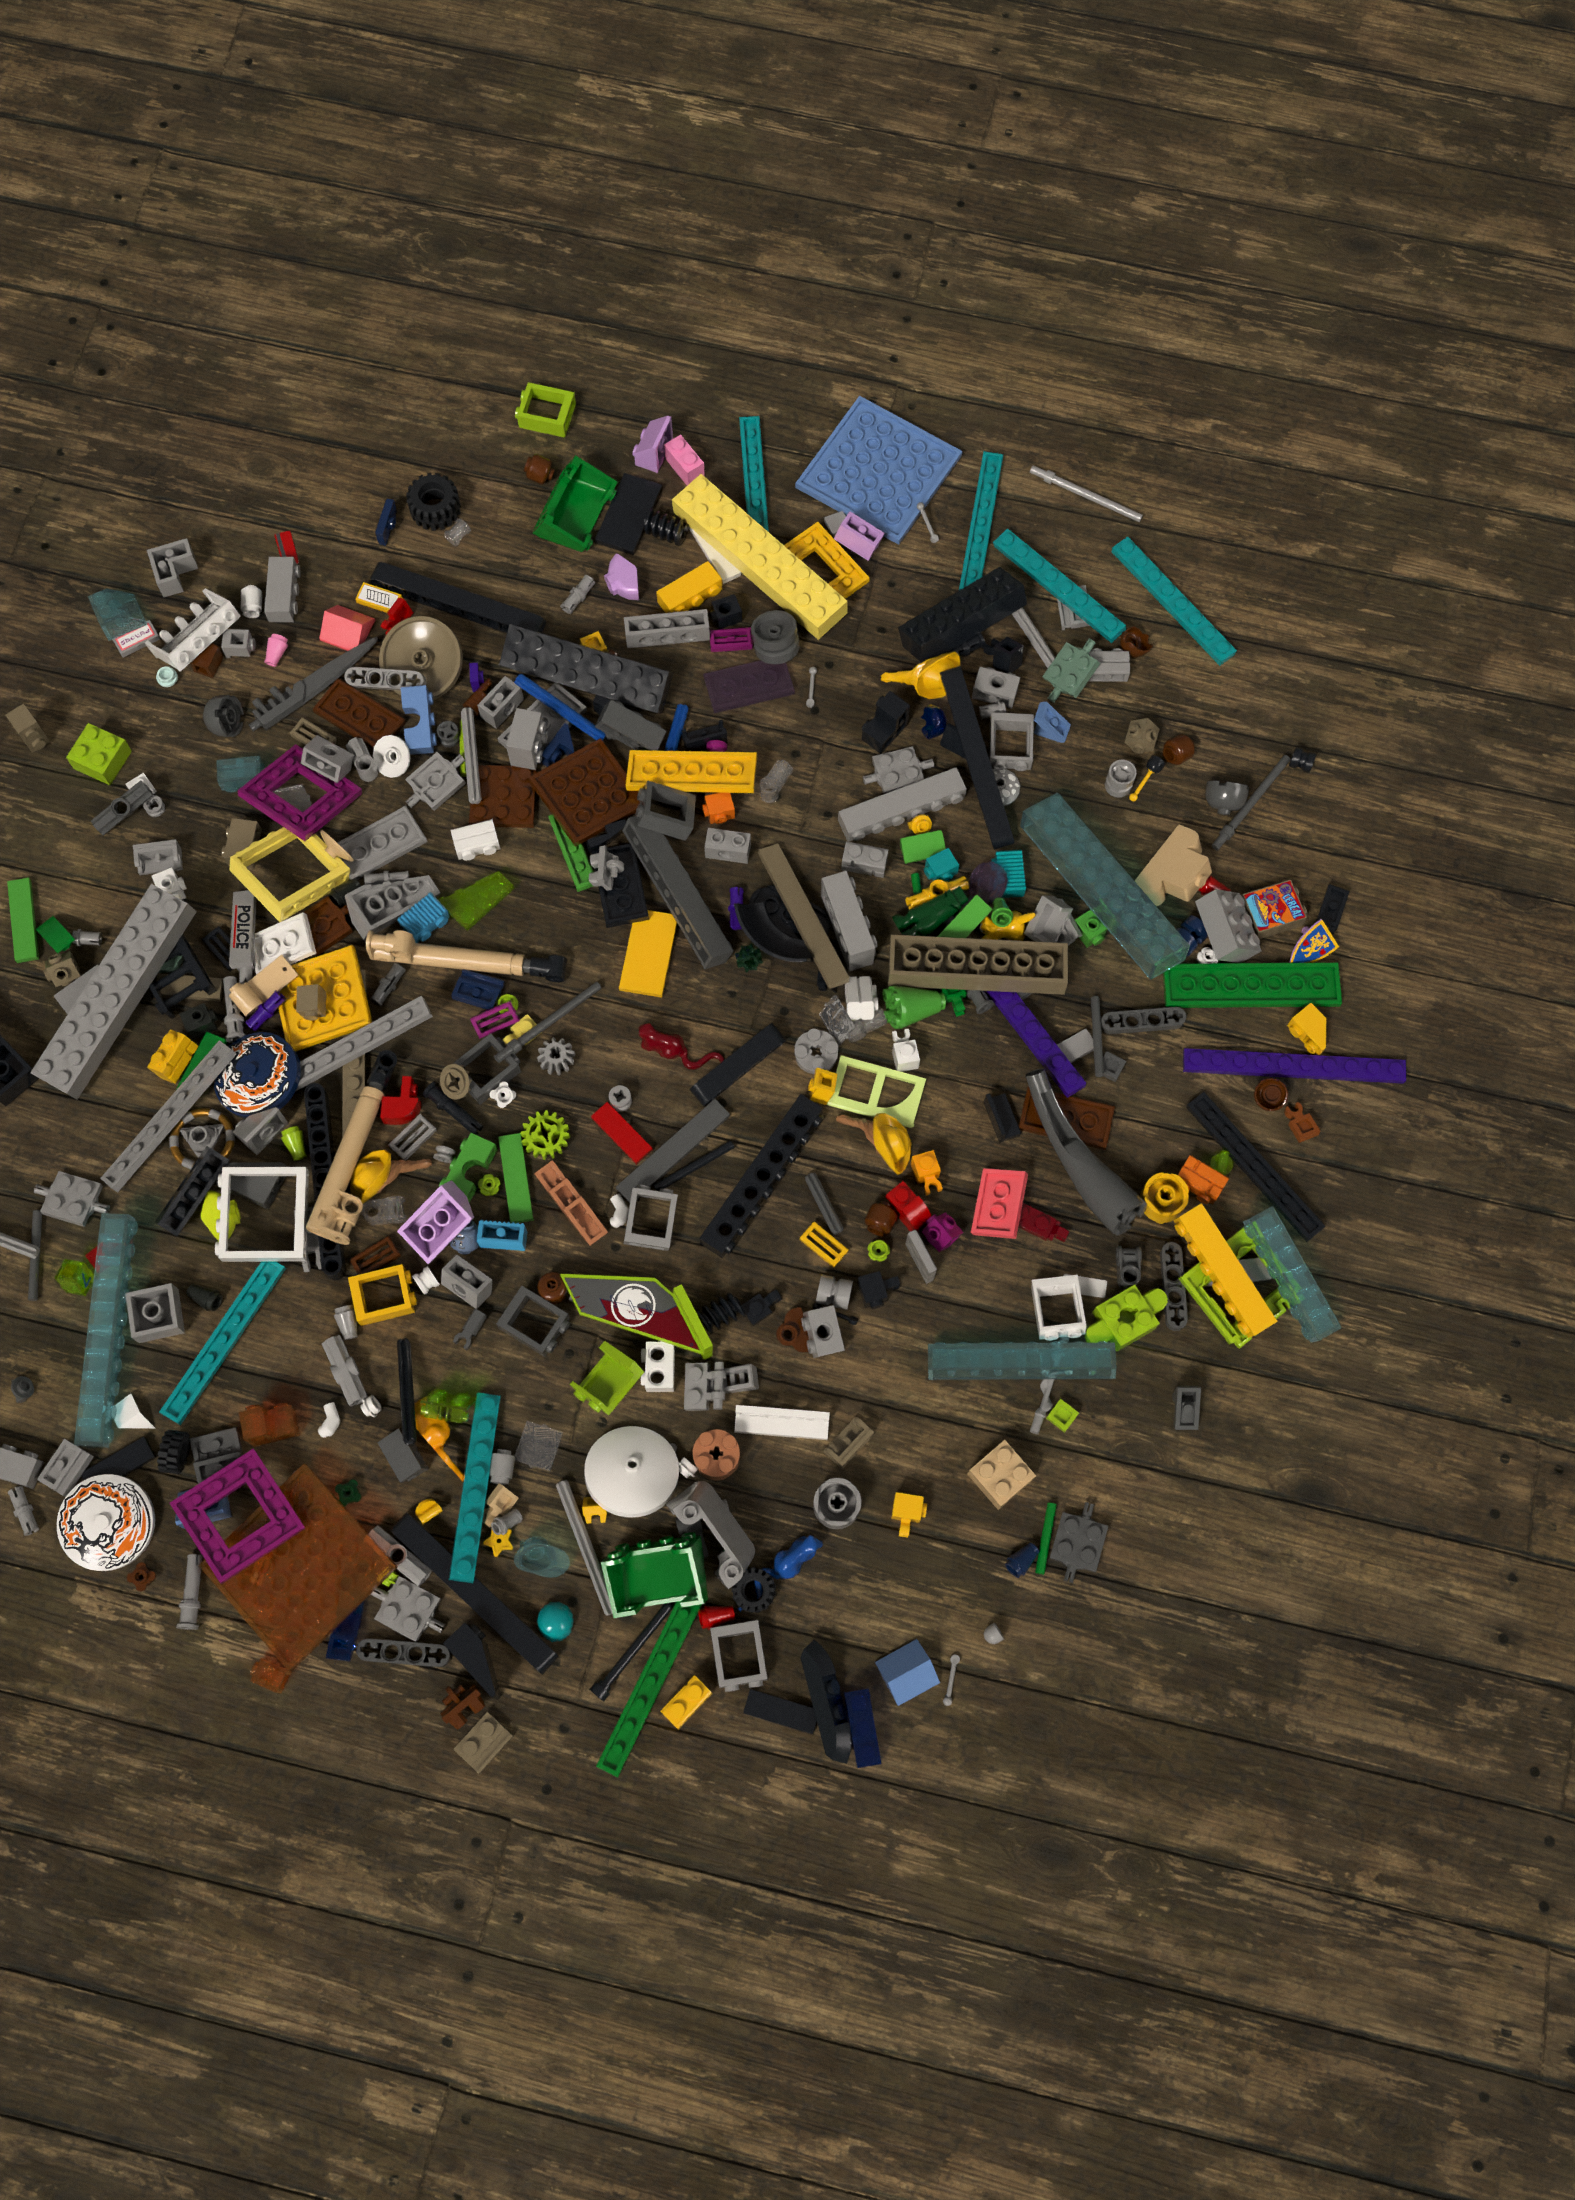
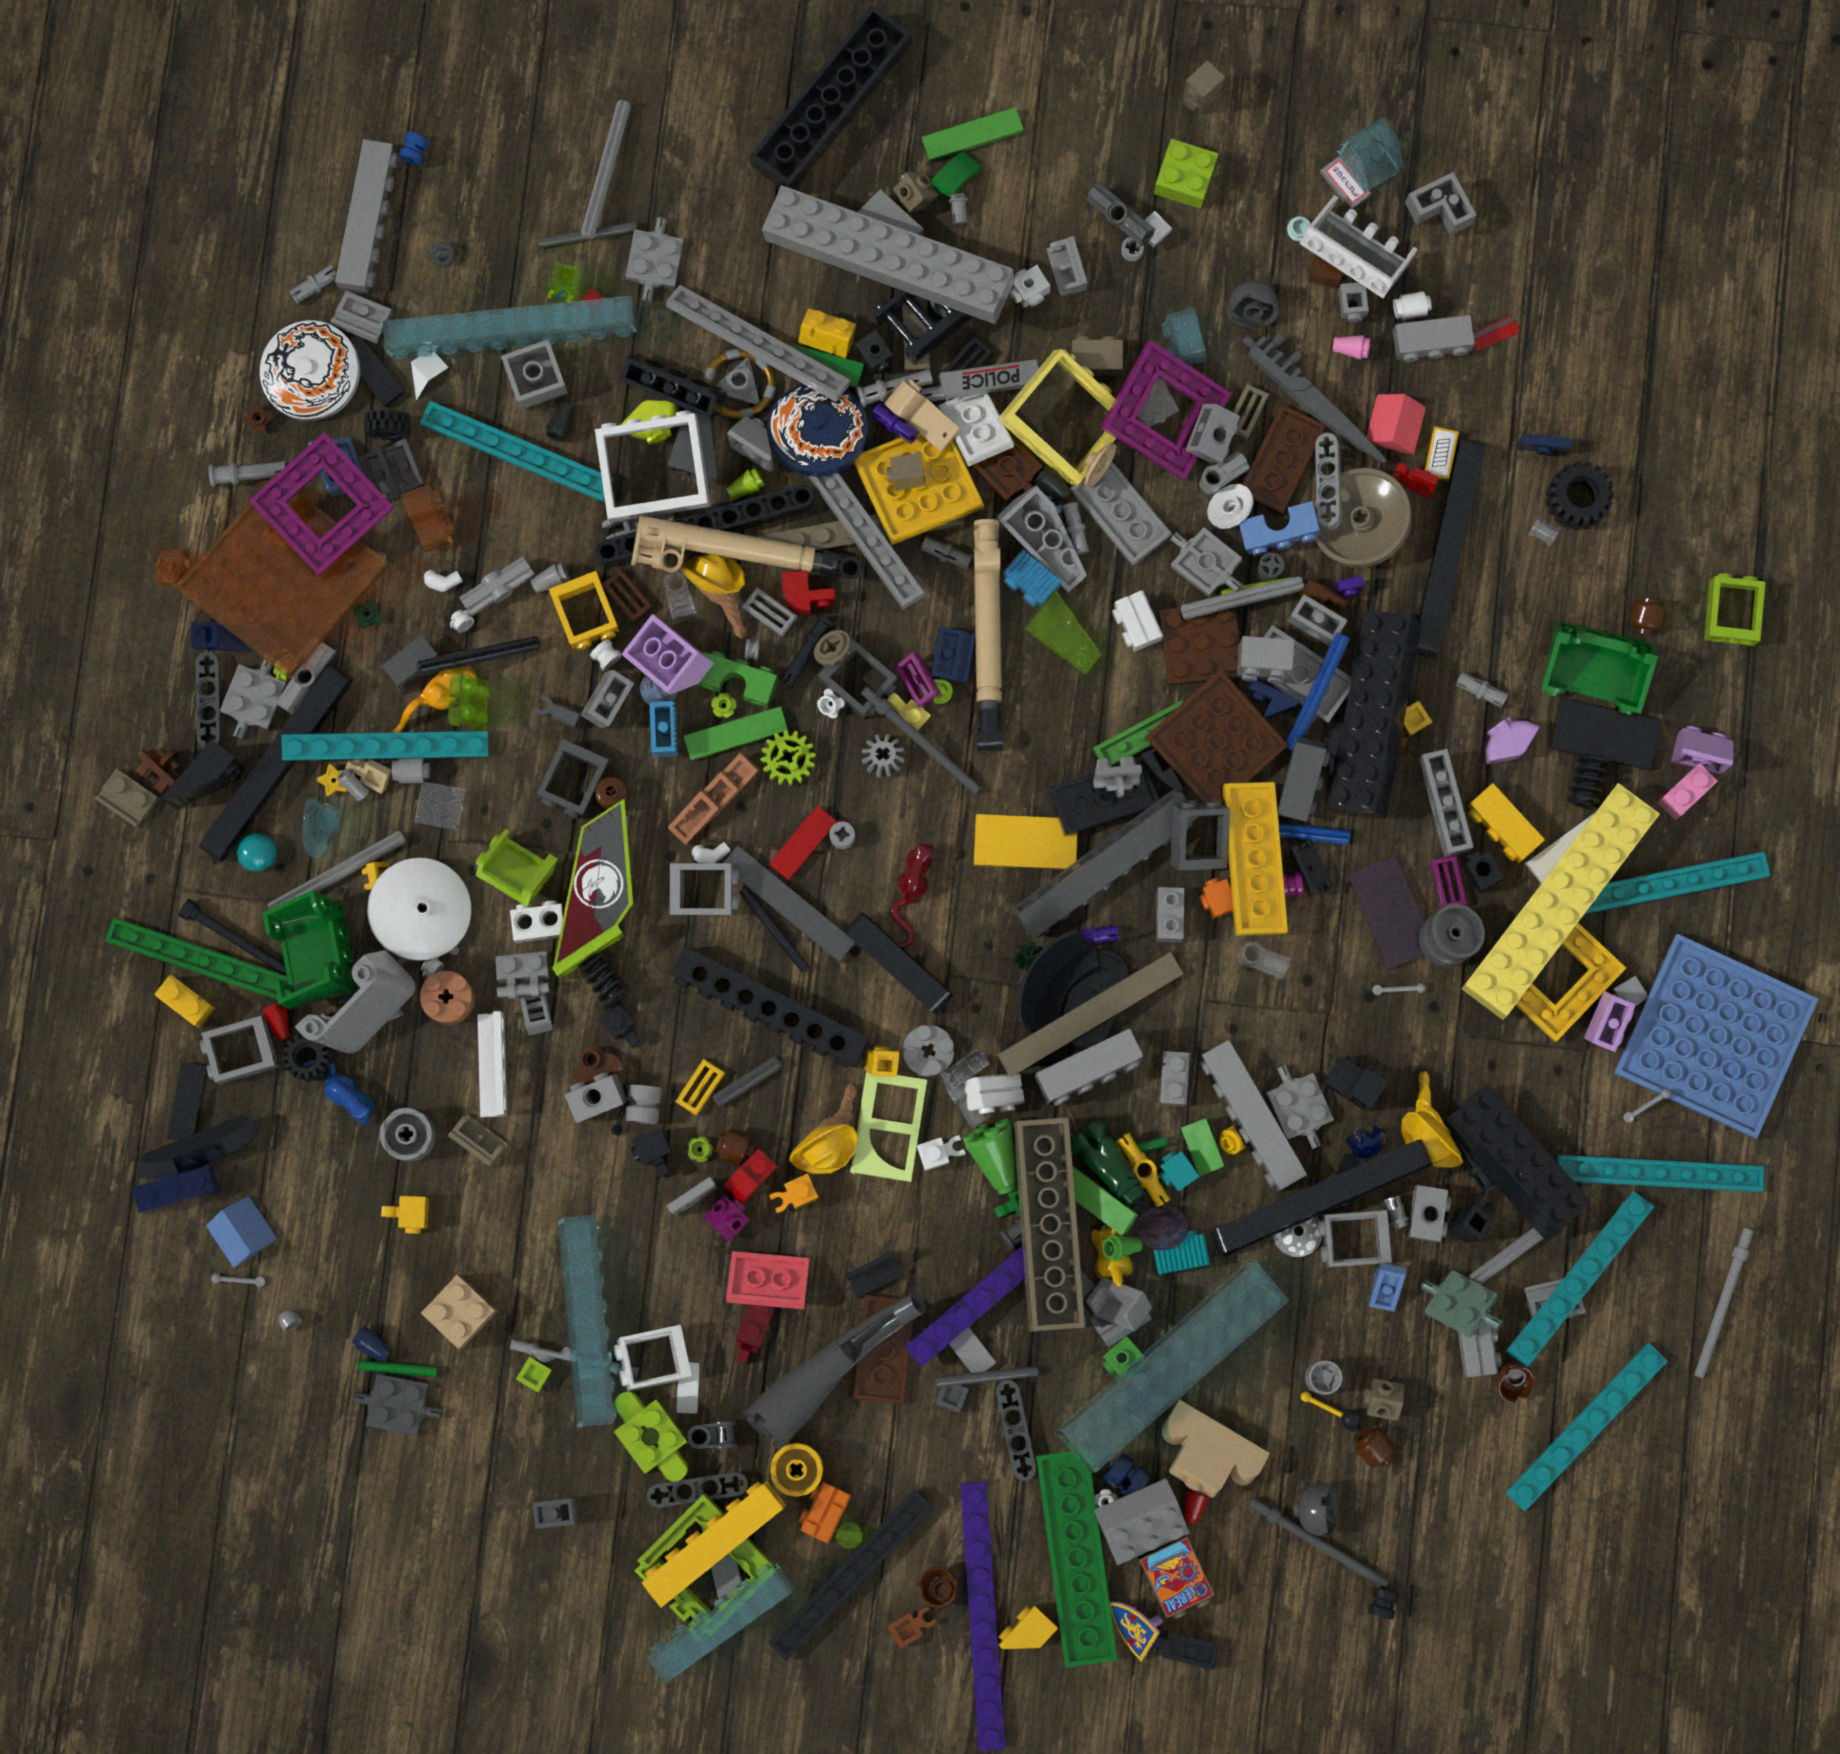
camera: 85 degrees right, 10 degrees up
(427, 1510) = (356, 699): yellow plate -> none

